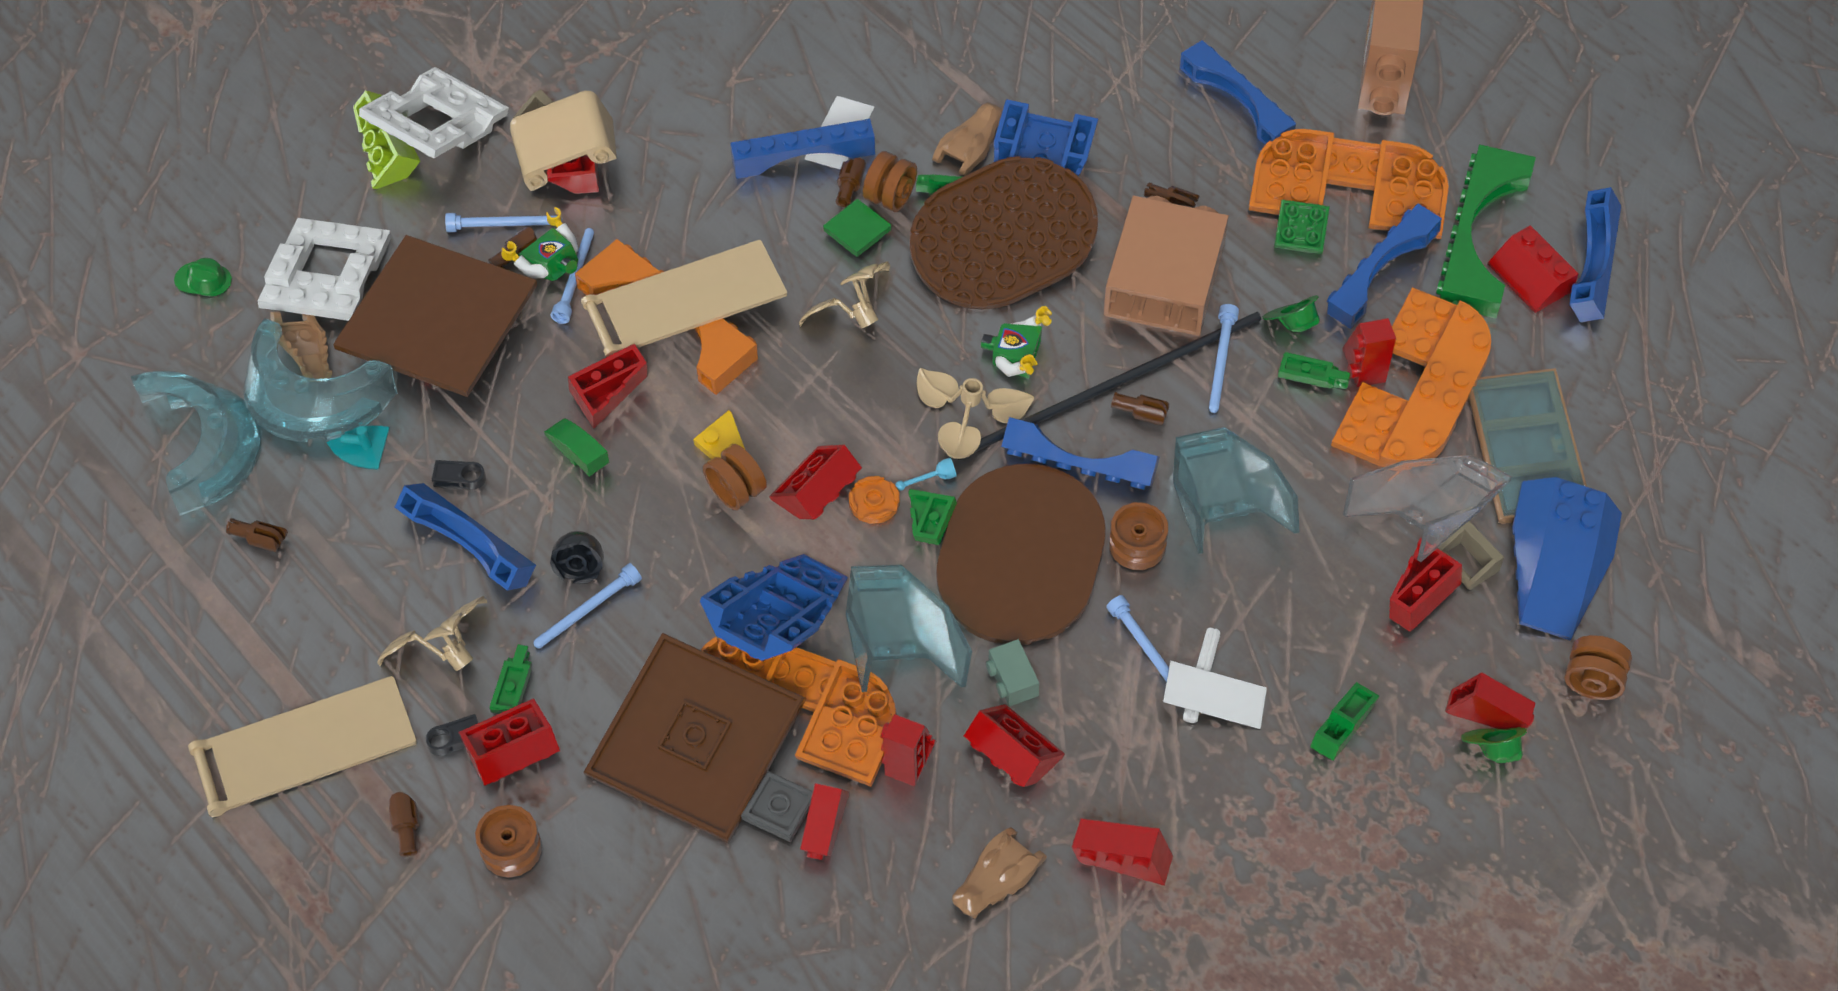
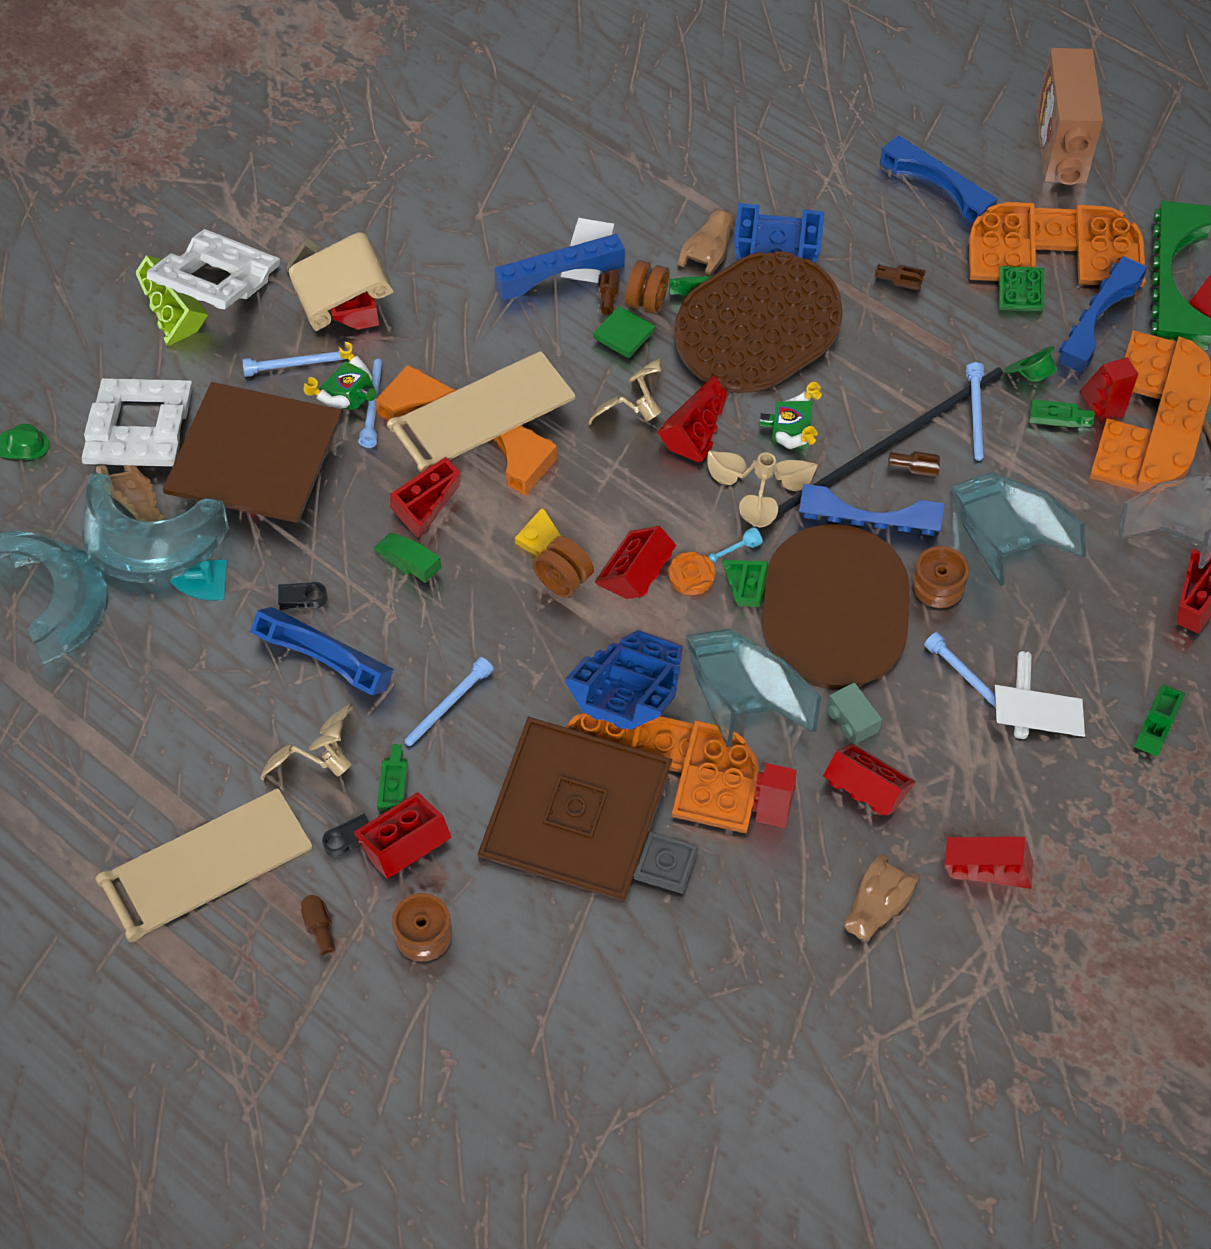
camera: 10 degrees left, 0 degrees up
(258, 533) = (123, 672): reddish brown arm -> none
(522, 241) = (321, 374): reddish brown arm -> none
(577, 557) = (431, 657): black cylinder -> none
(823, 820) = (712, 870): red slope -> none
(909, 338) = (693, 424): none -> red wedge
(1166, 265) = (911, 334): nougat brick -> none

